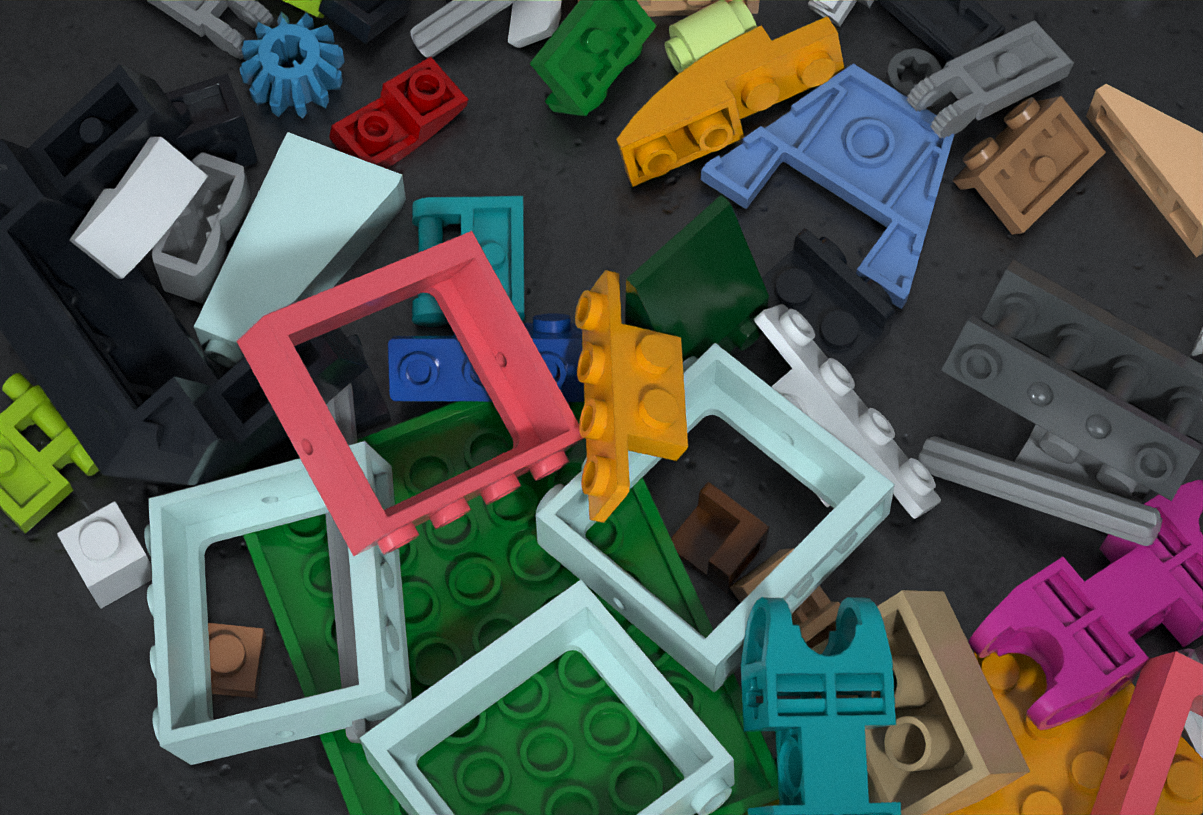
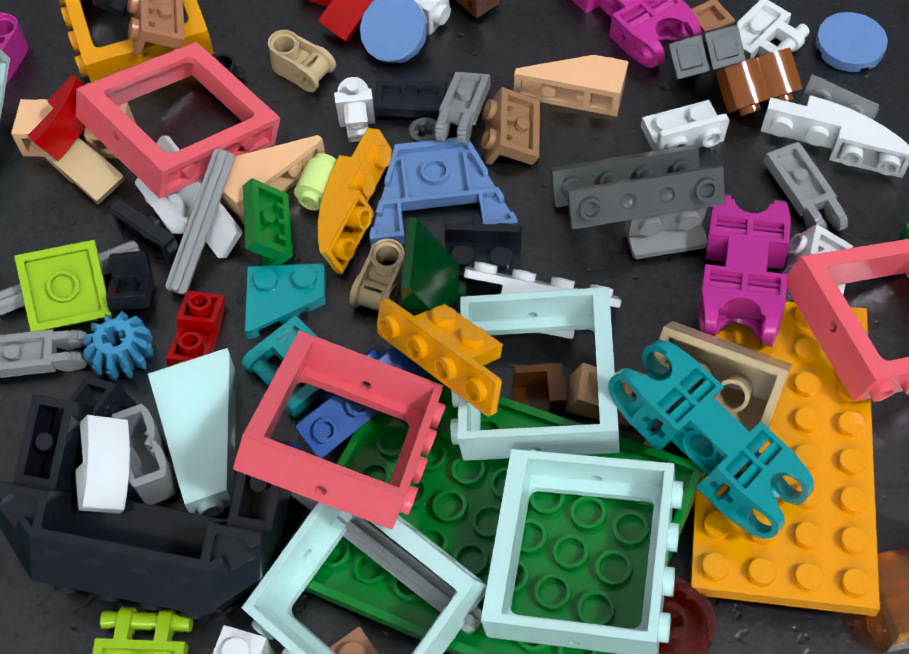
camera: 40 degrees left, 10 degrees down
(539, 152) = (281, 293): none -> teal wing
(647, 228) = (378, 280): none -> tan piece
(1041, 491) = (662, 249): light grey axle -> none

